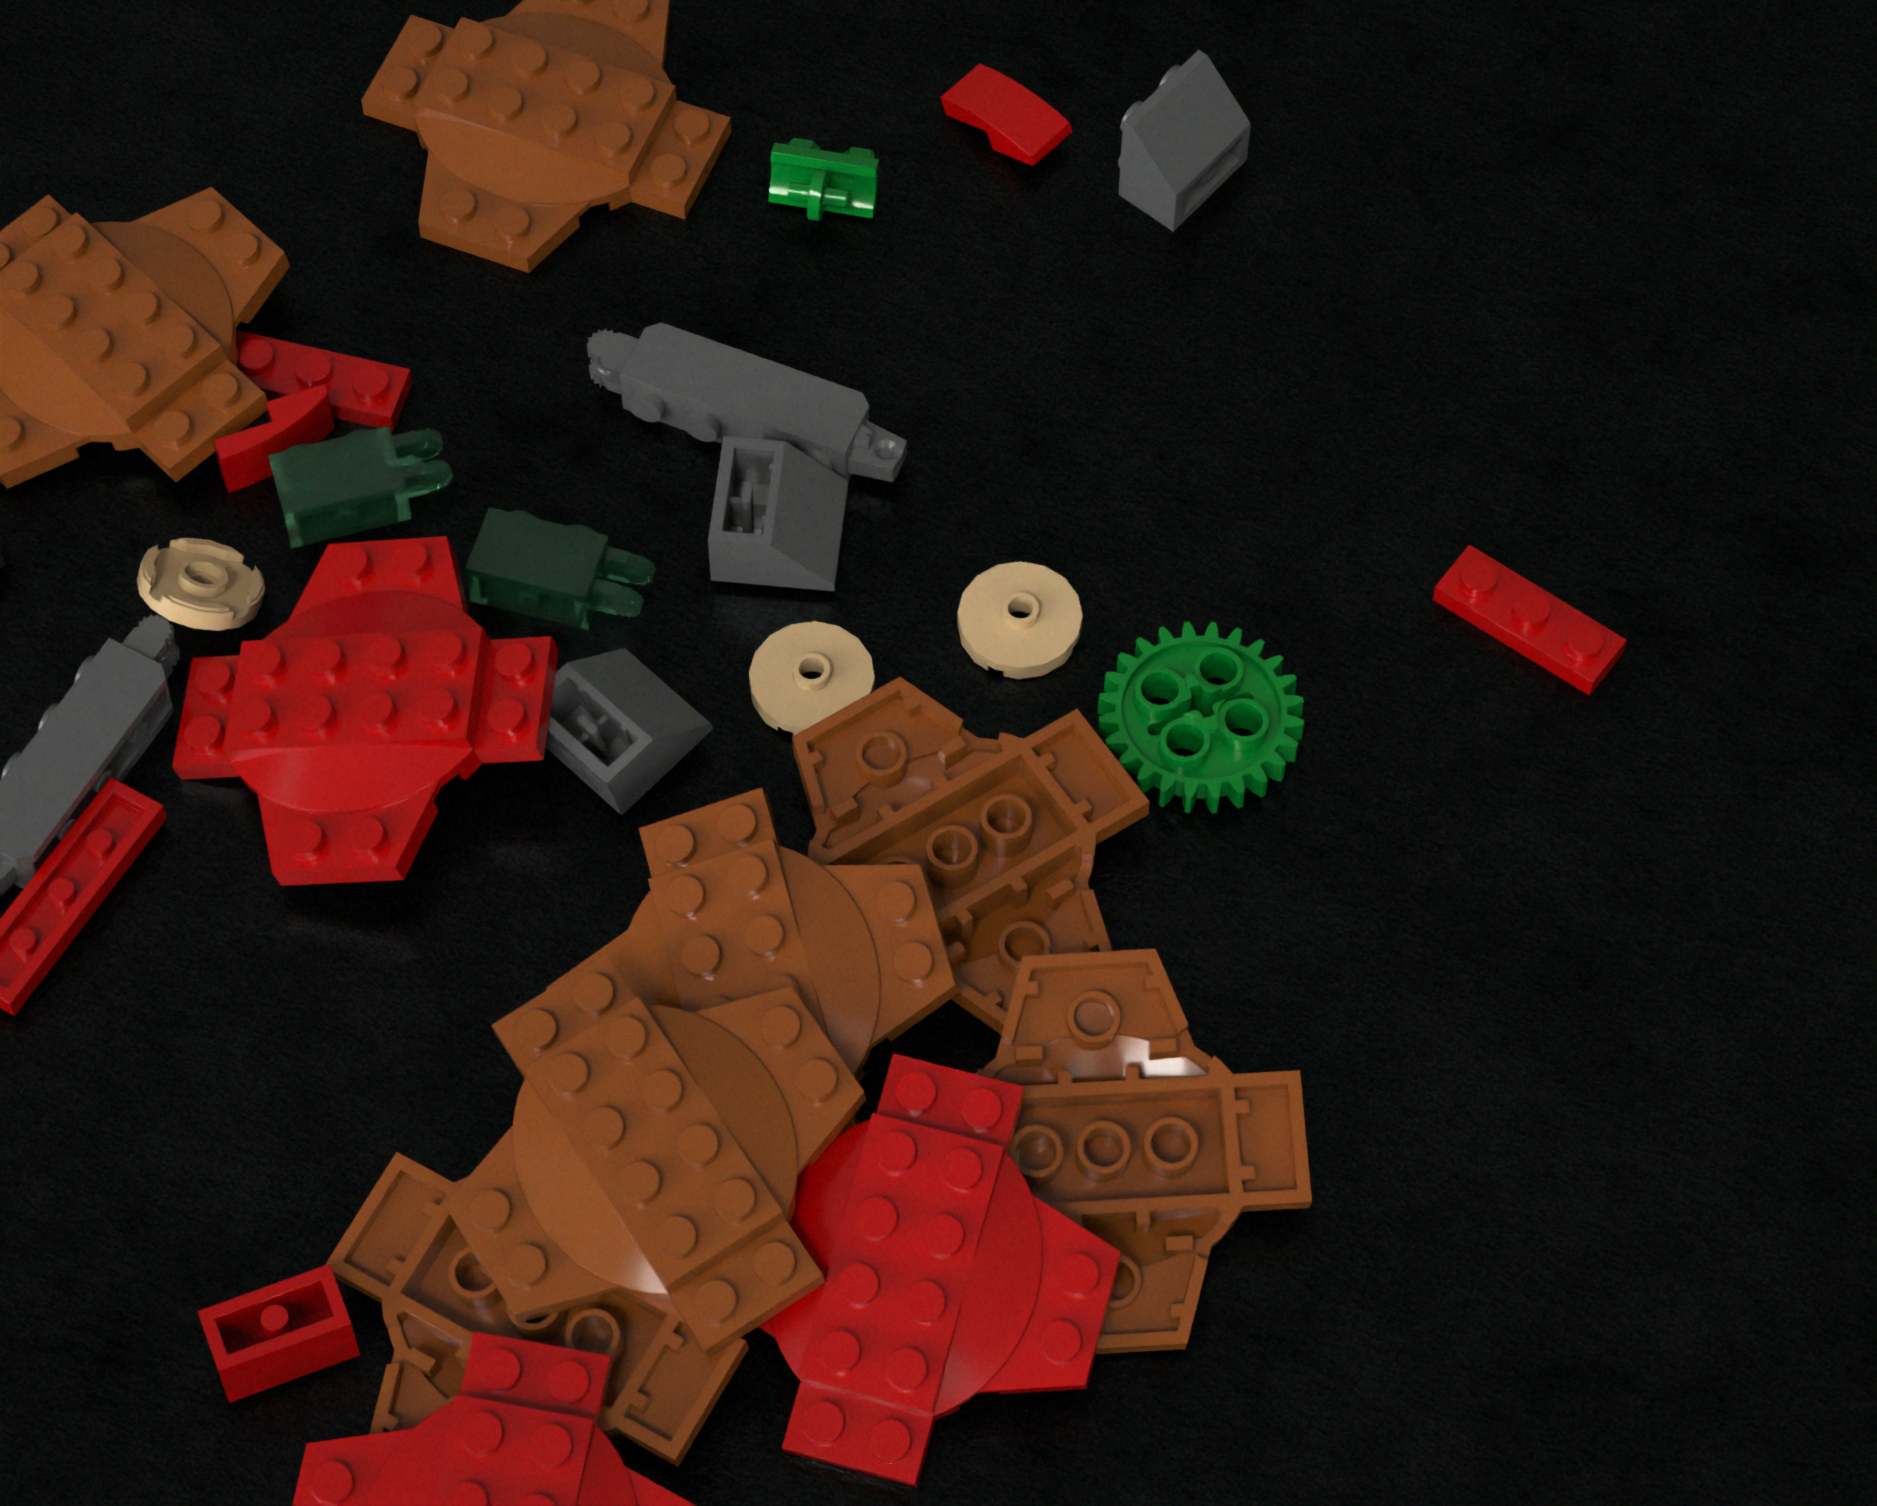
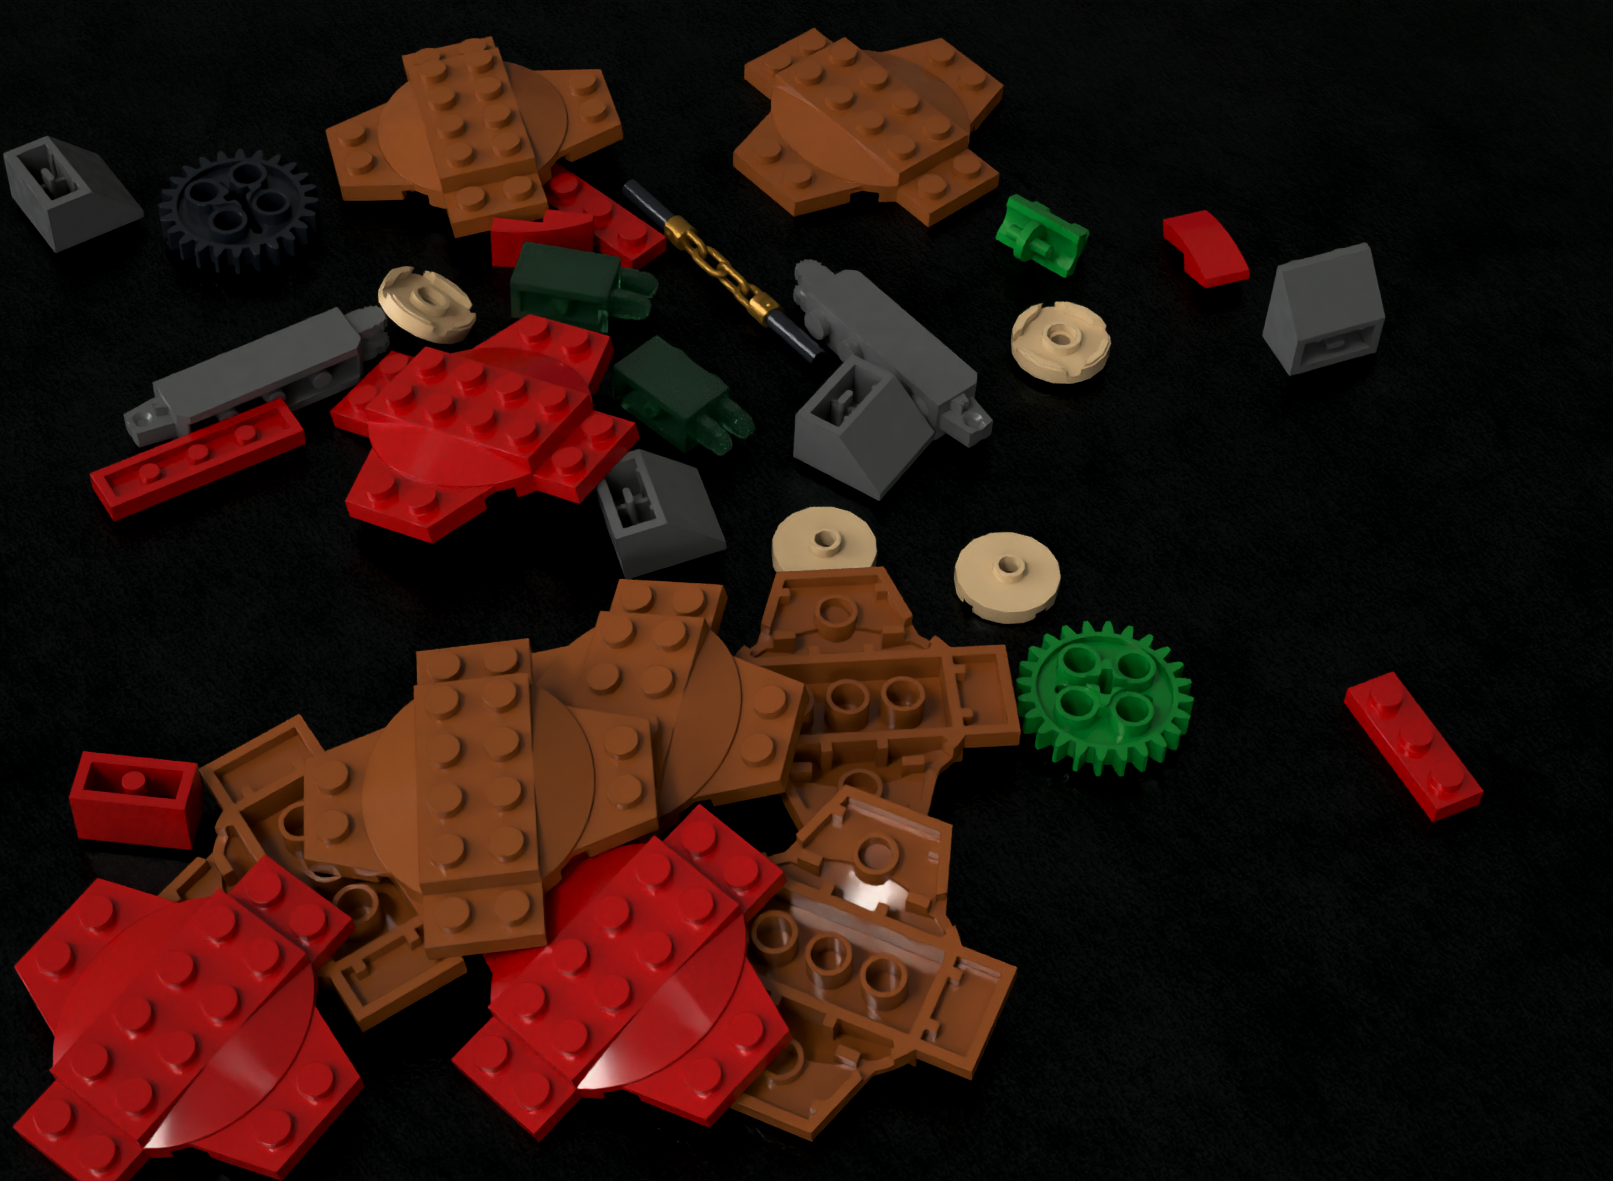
camera: 25 degrees right, 10 degrees down
(569, 408) = (761, 306): none -> piece
(917, 282) = (1060, 342): none -> tan plate

